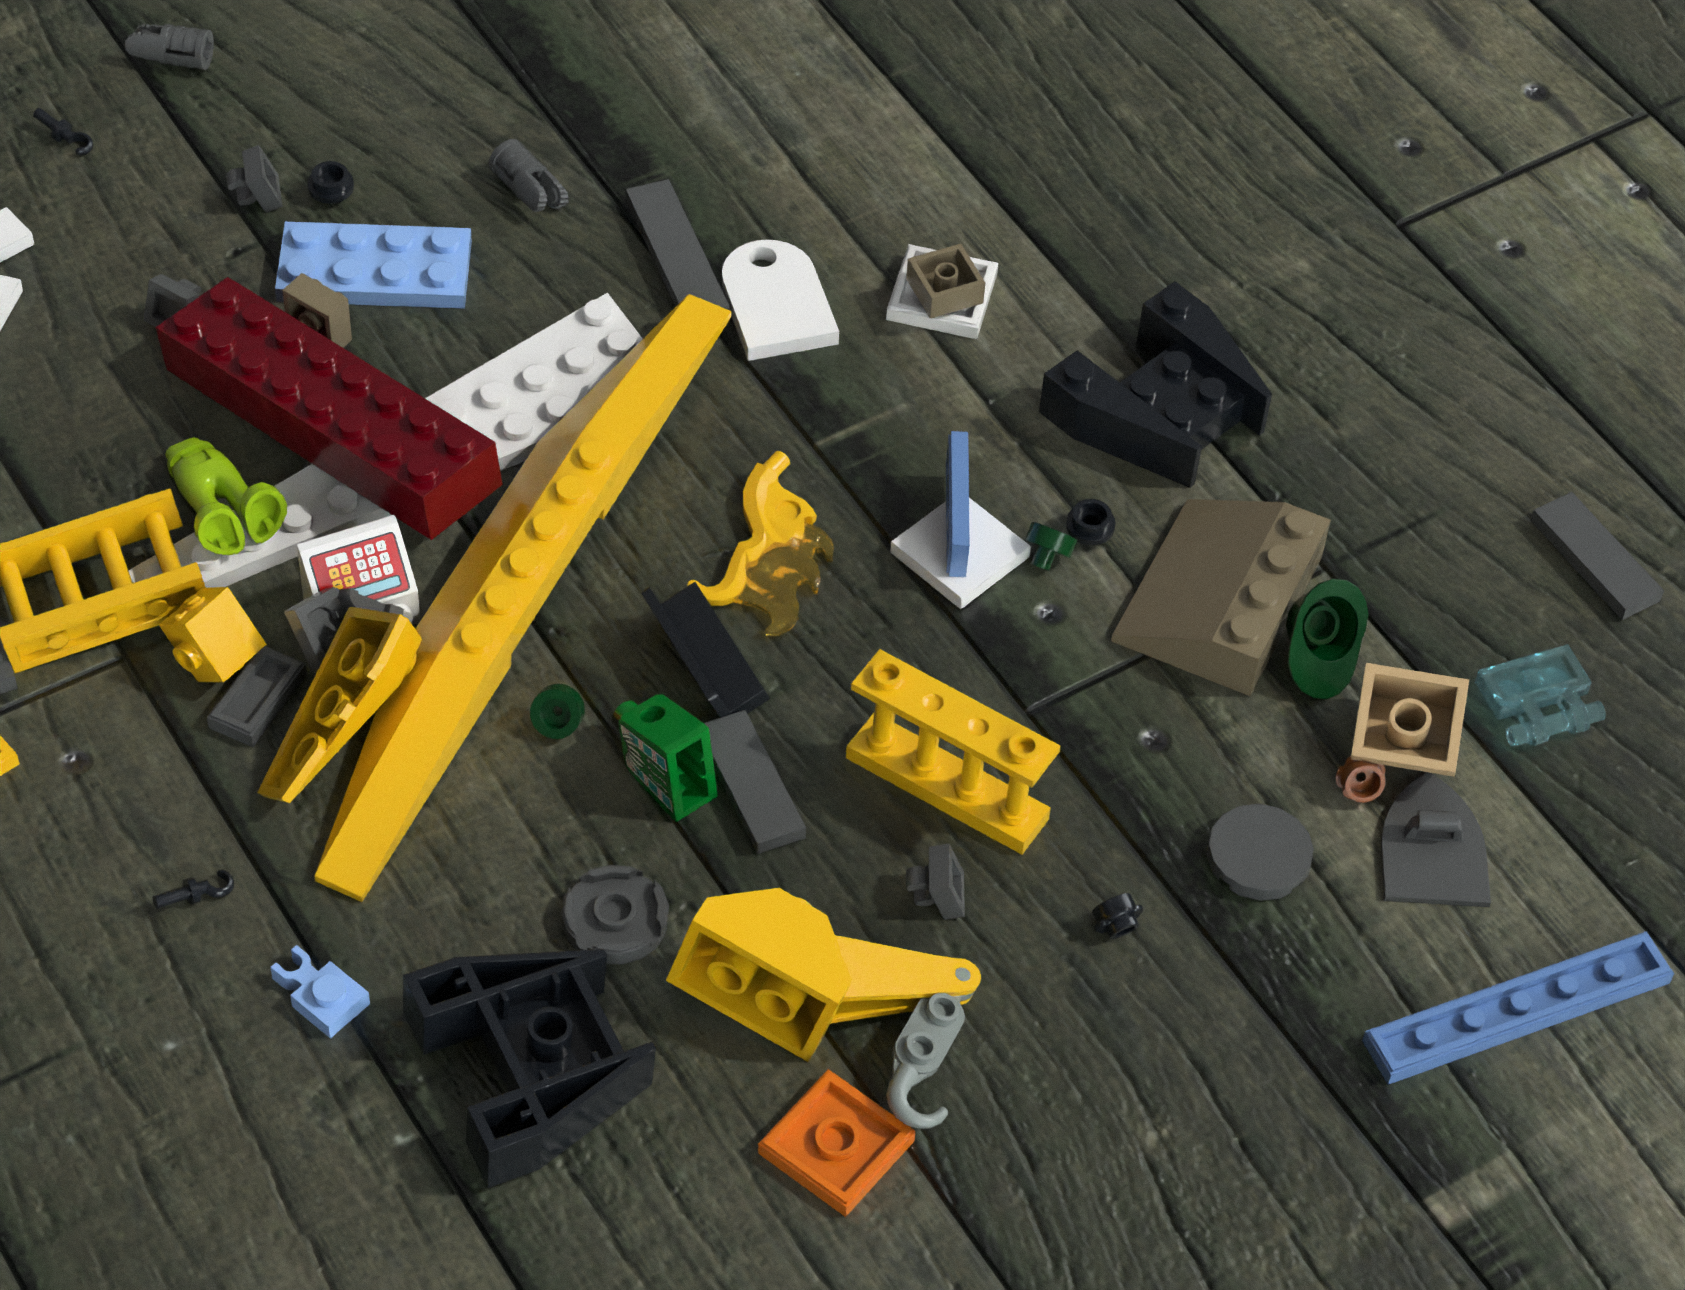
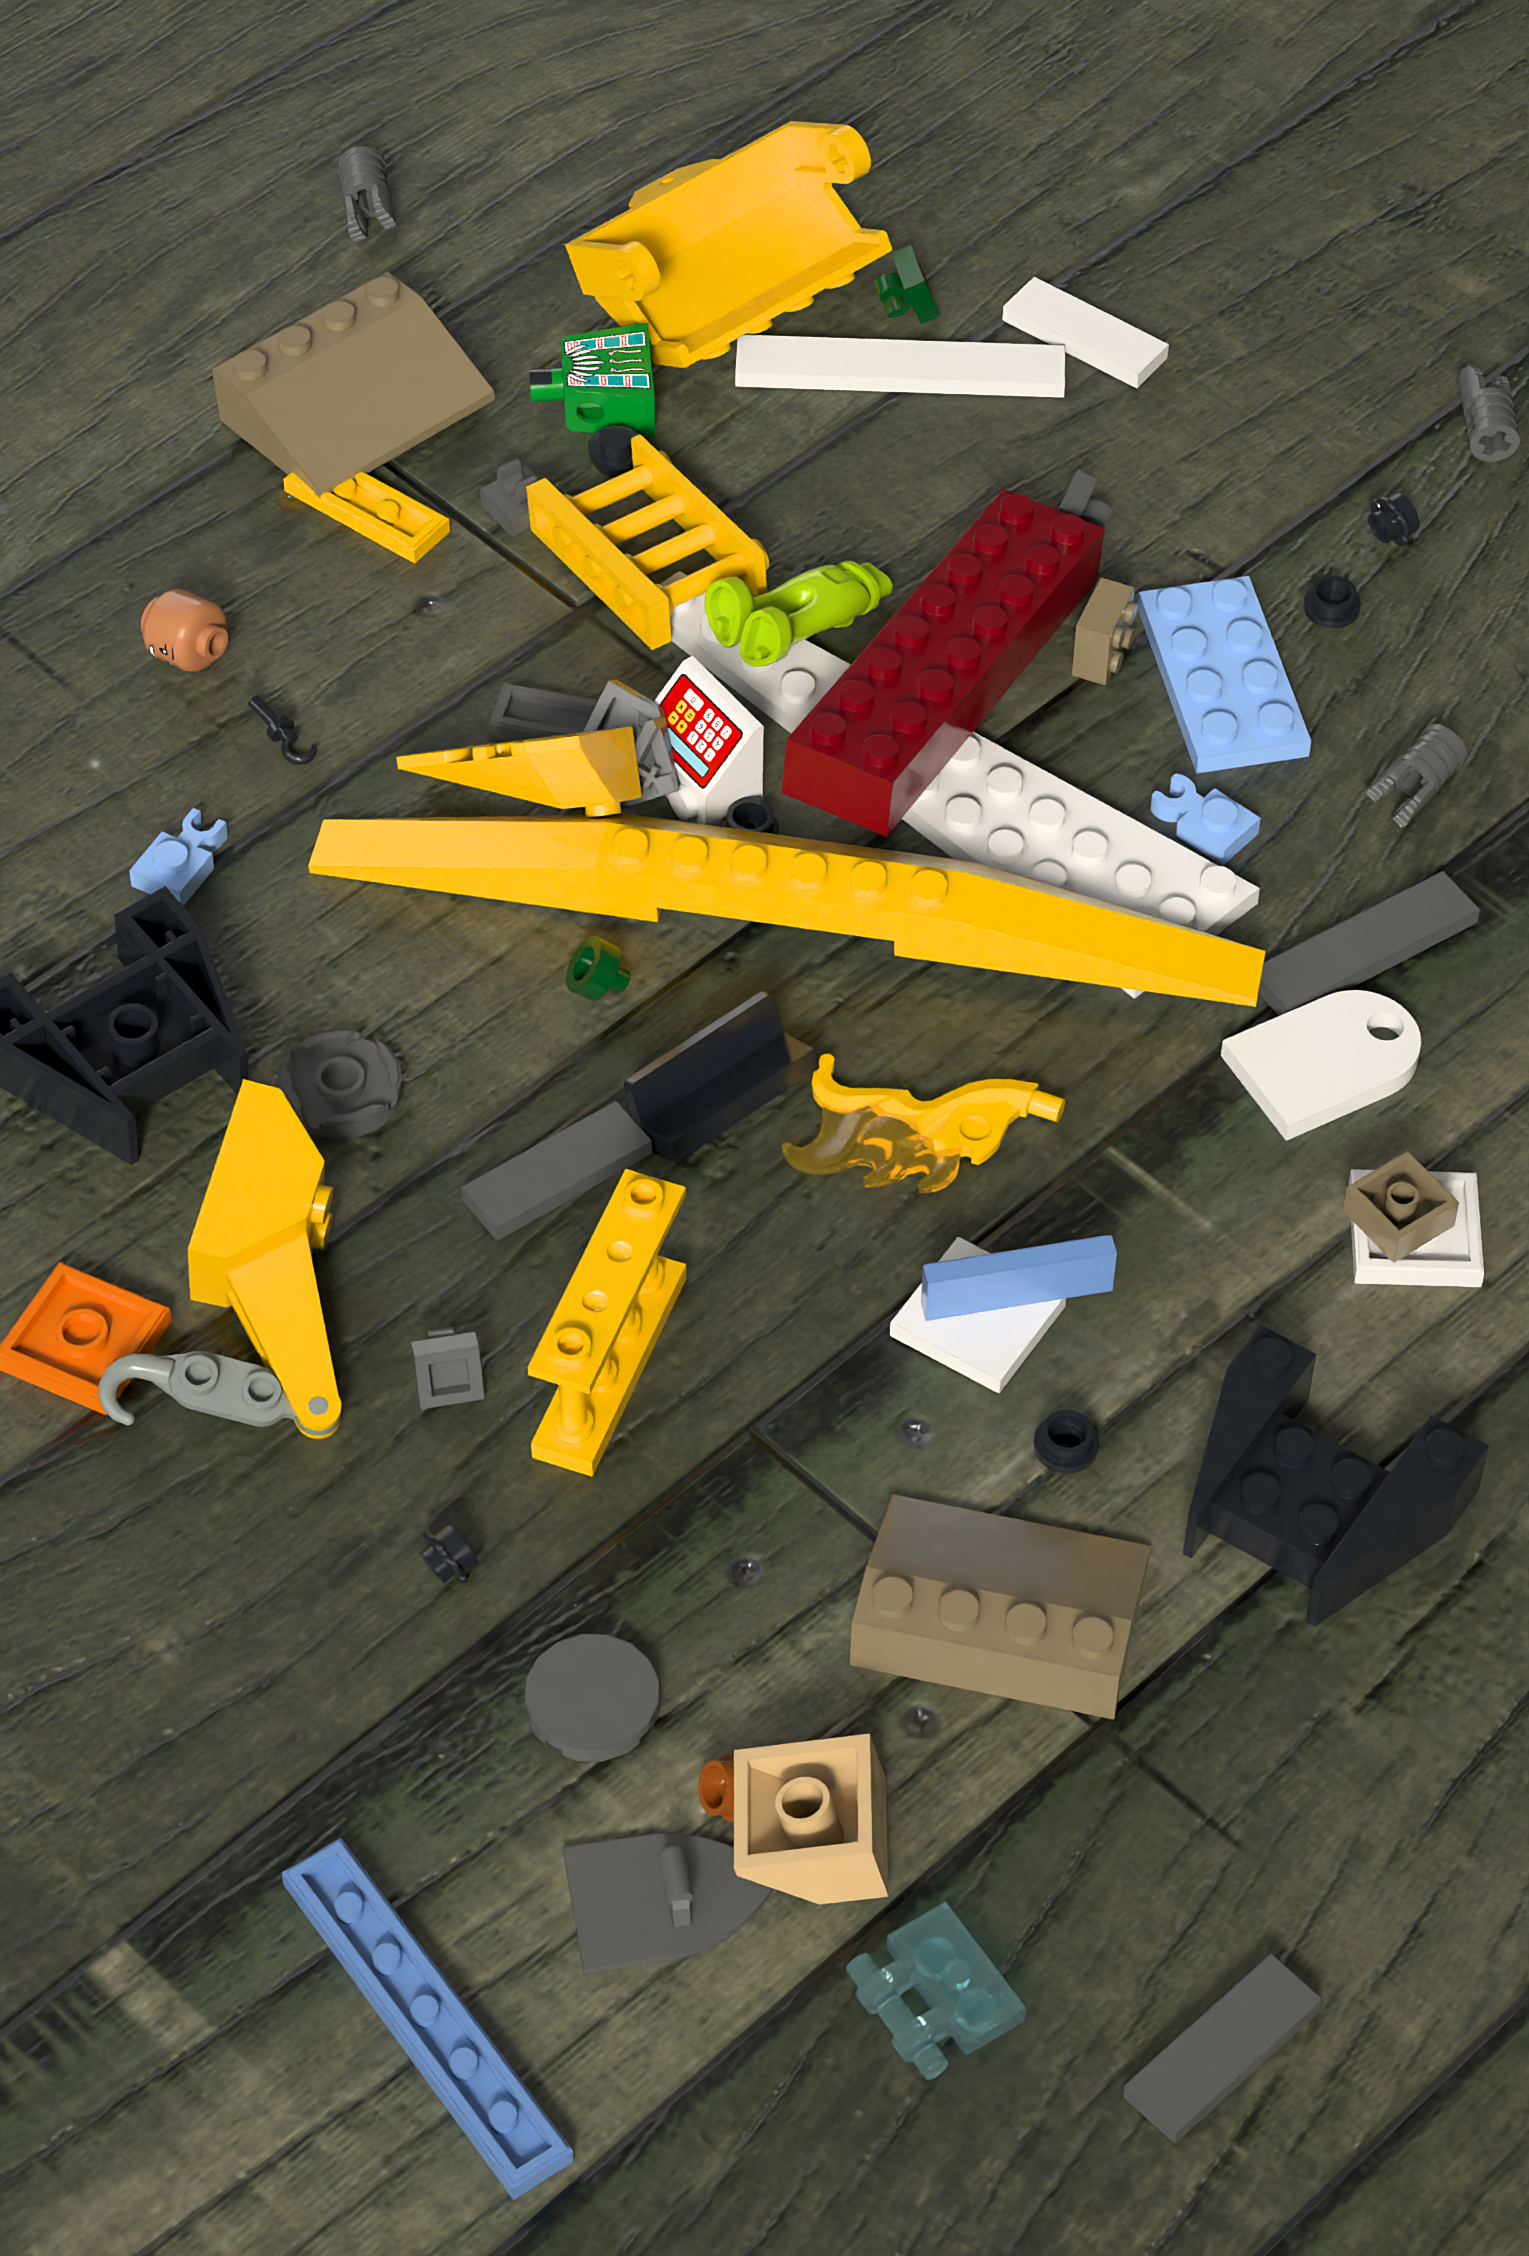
camera: 80 degrees right, 0 degrees up
(55, 935) = (184, 630): none -> nougat head
(62, 130) = (1314, 362): black hand -> none
(212, 635) = (593, 645): yellow head -> none
(256, 181) = (1301, 536): dark grey tile -> none
(259, 126) = (1393, 519): none -> black plate
(429, 574) = (751, 815): none -> black plate
(522, 306) = (1208, 823): none -> light blue plate
(667, 754) = (548, 1069): green torso -> none
(1049, 544) = (1010, 1397): dark green tile -> none
(1326, 637) = (934, 1711): dark green piece -> none

